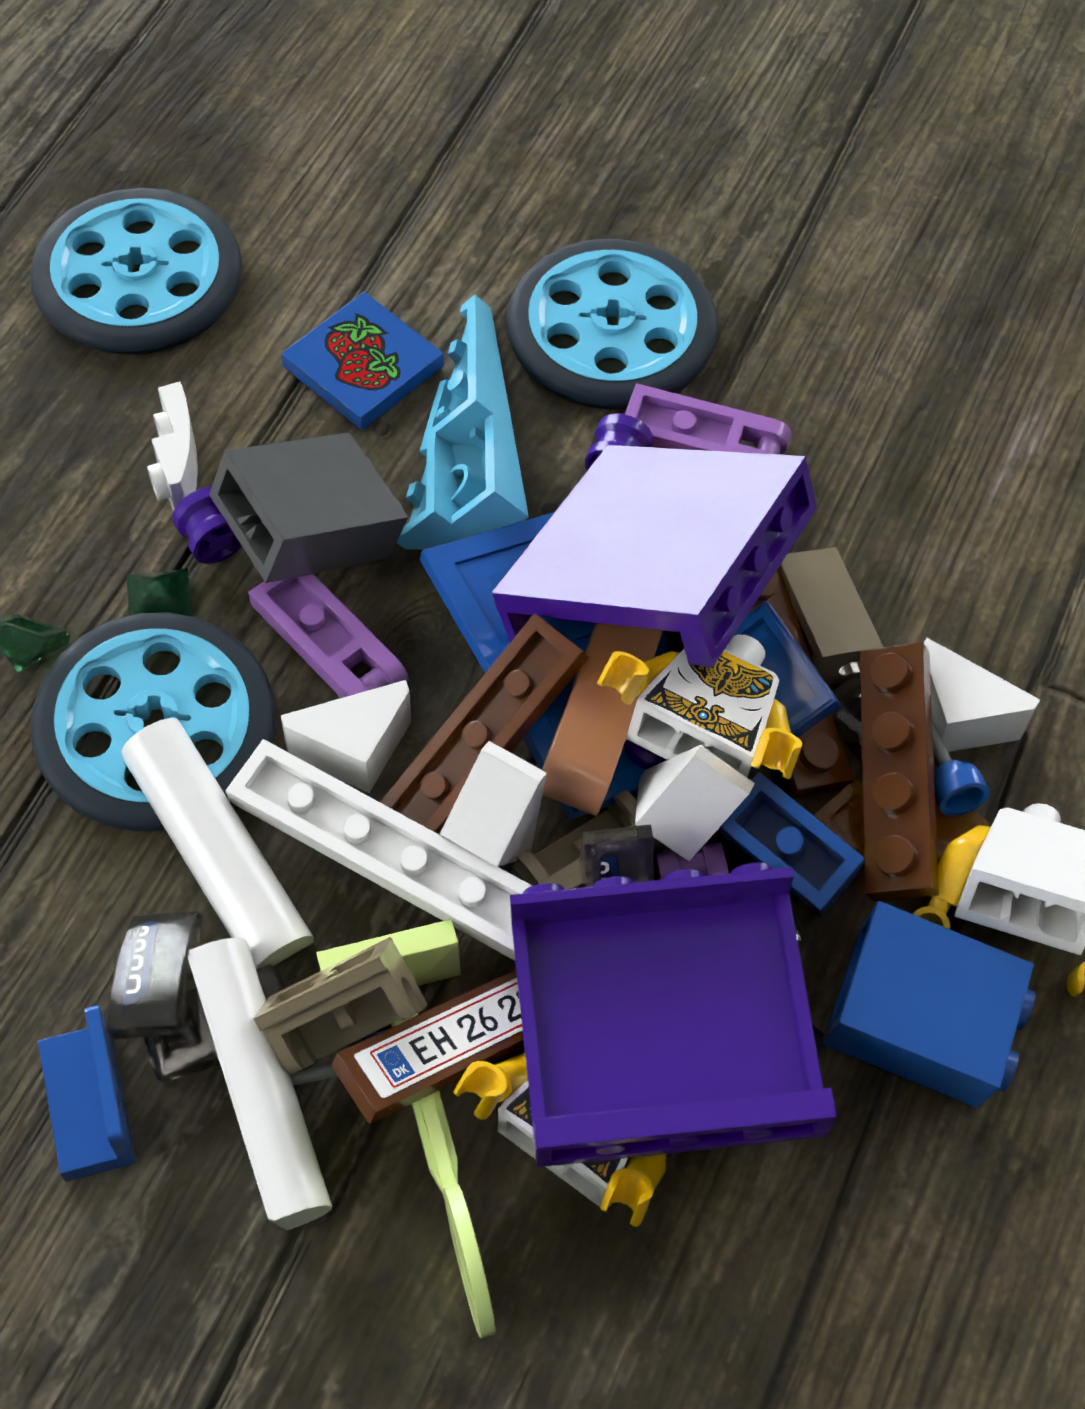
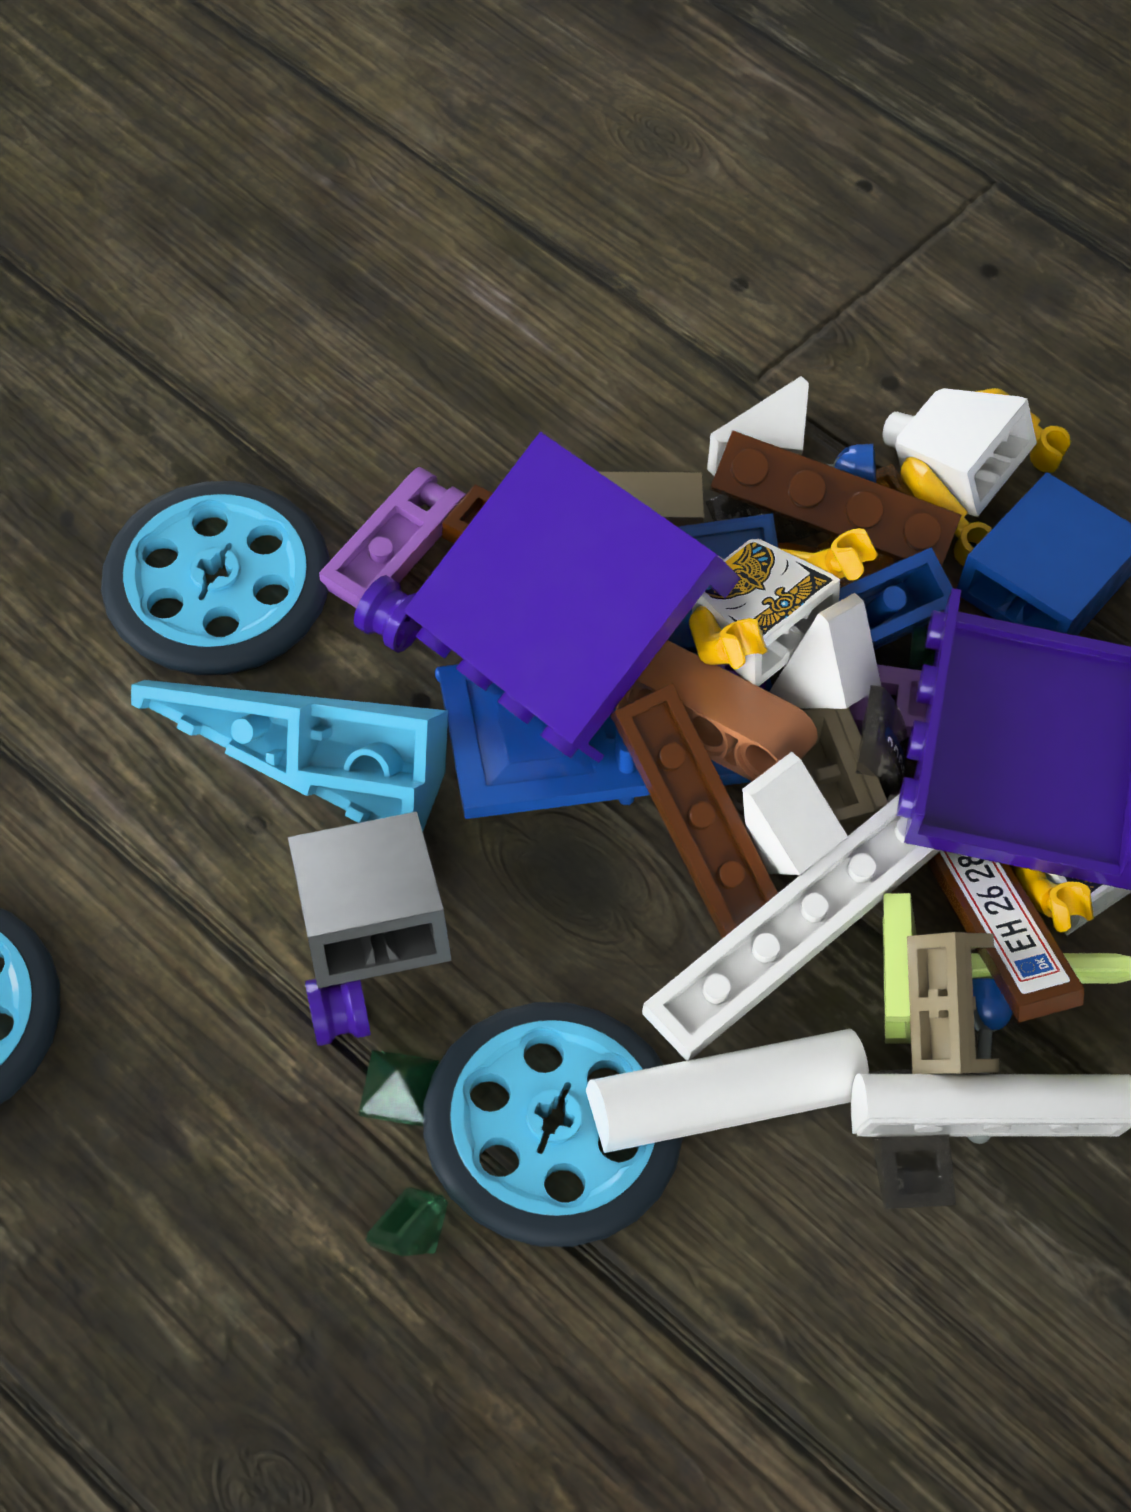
camera: 70 degrees left, 0 degrees up
(86, 1100) = (959, 1268): blue panel -> none
(153, 975) = (849, 1177): clear smoke slope -> none
(175, 448) = (249, 1023): white slope -> none
(326, 634) = (518, 933): medium lavender plate -> none
(351, 734) = (647, 936): white slope -> none
(362, 360) = (167, 815): blue tile -> none

